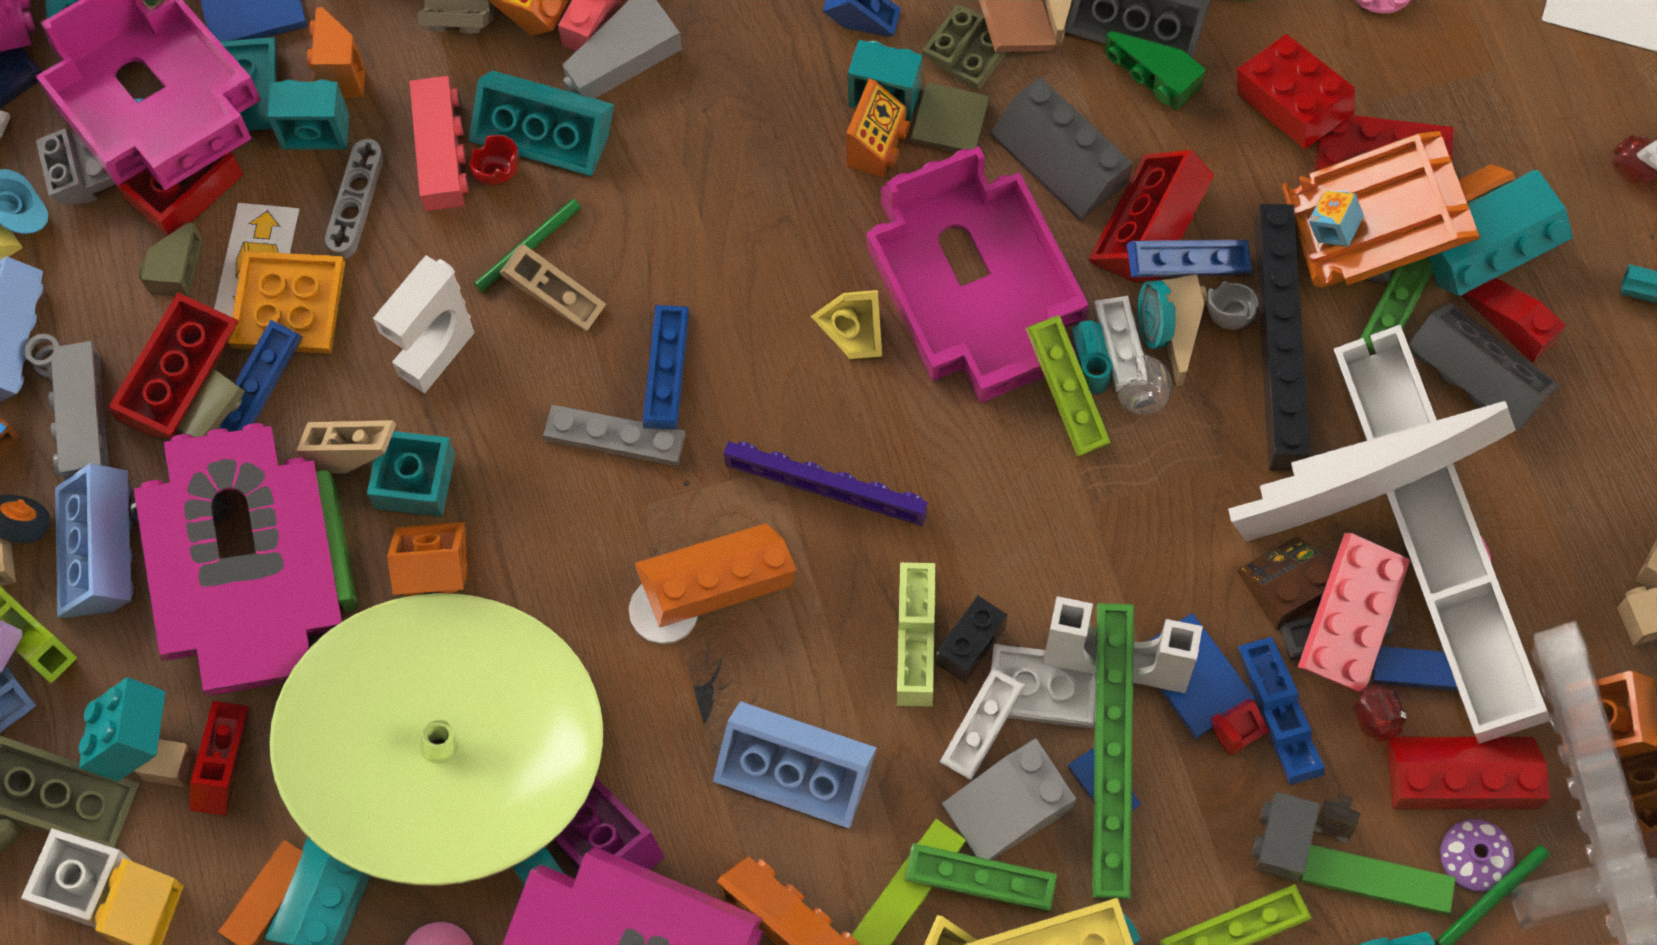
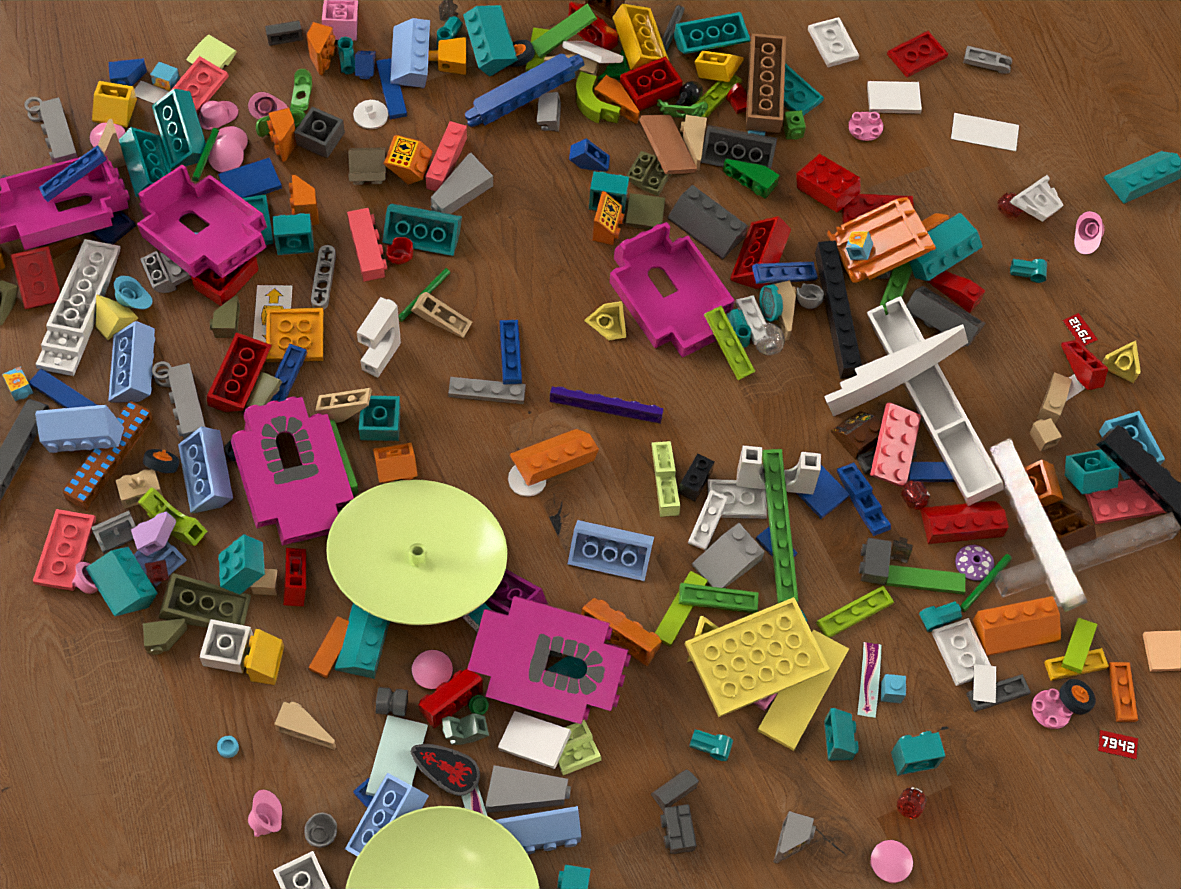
camera: 15 degrees left, 5 degrees down
(1239, 726) = (843, 509): red tile -> none

